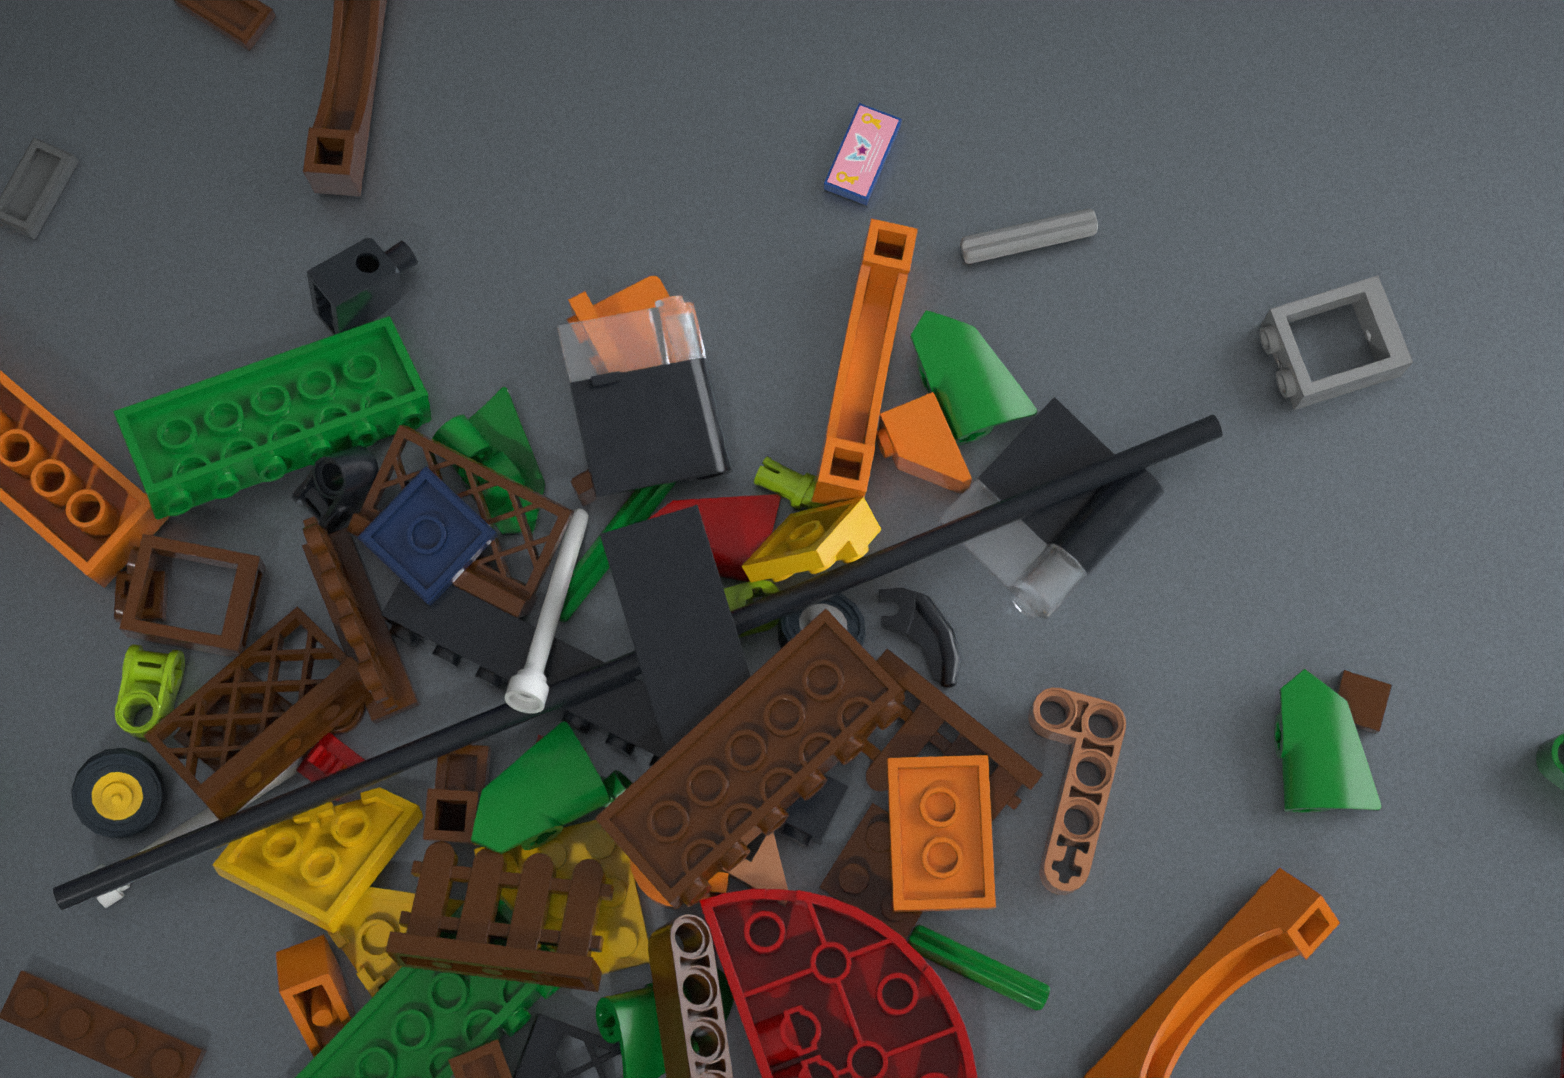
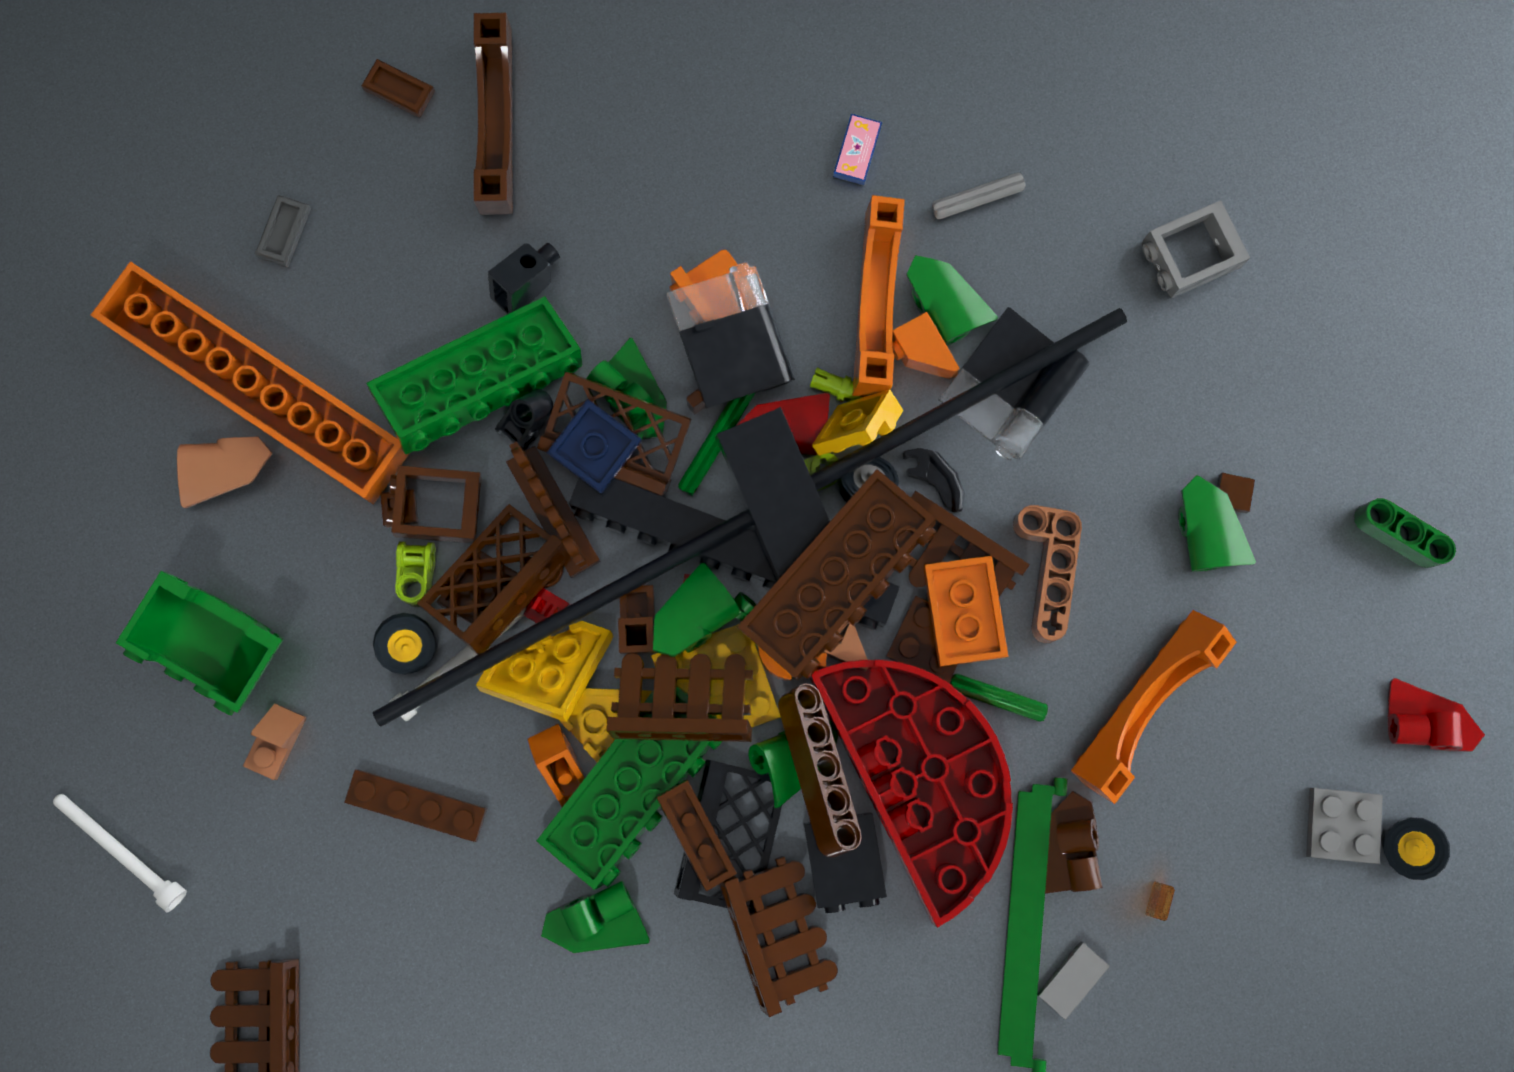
camera: 10 degrees left, 5 degrees up
(528, 688) = (678, 544): white piece -> none

